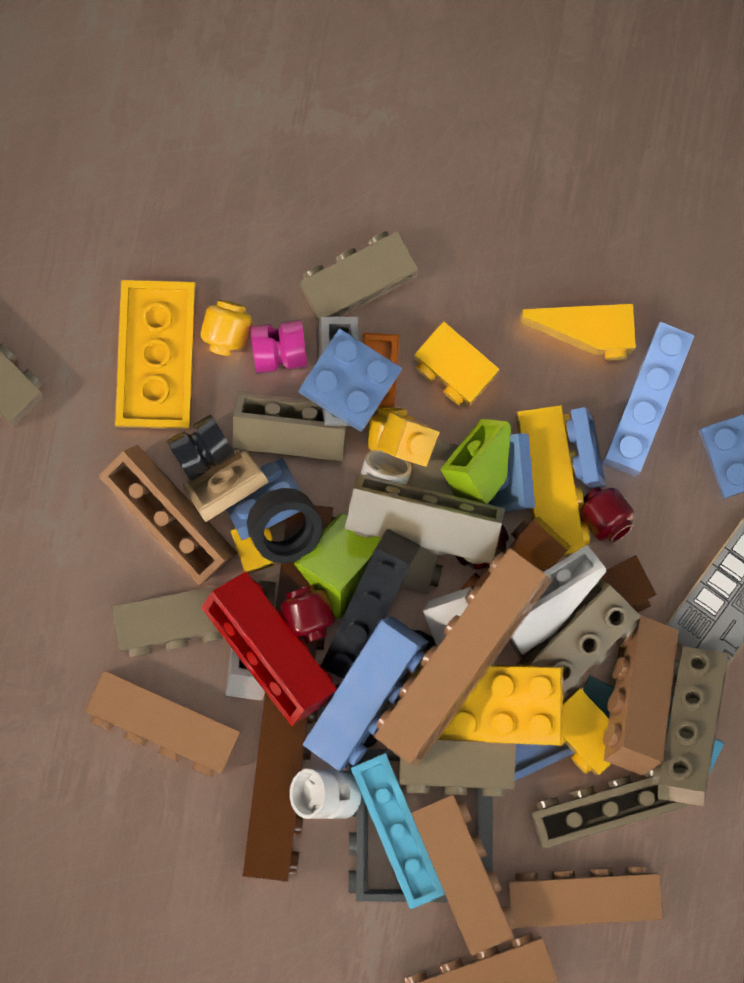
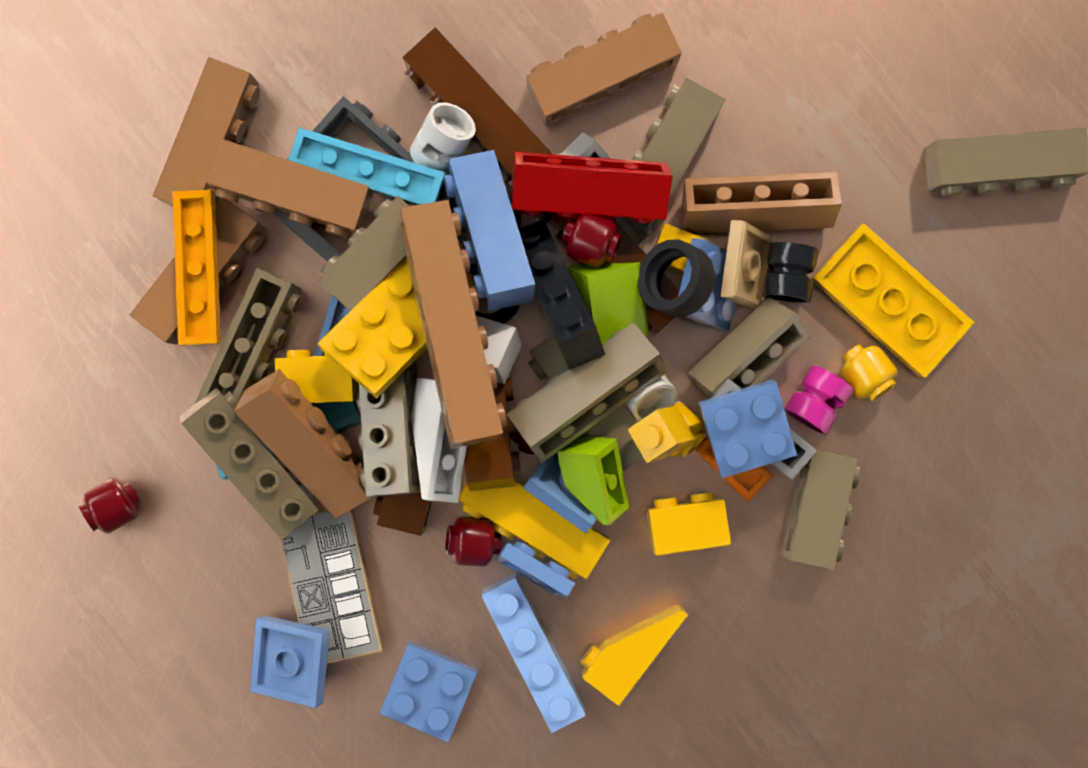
camera: 135 degrees right, 5 degrees up
(583, 894) = (196, 267): none -> light orange plate

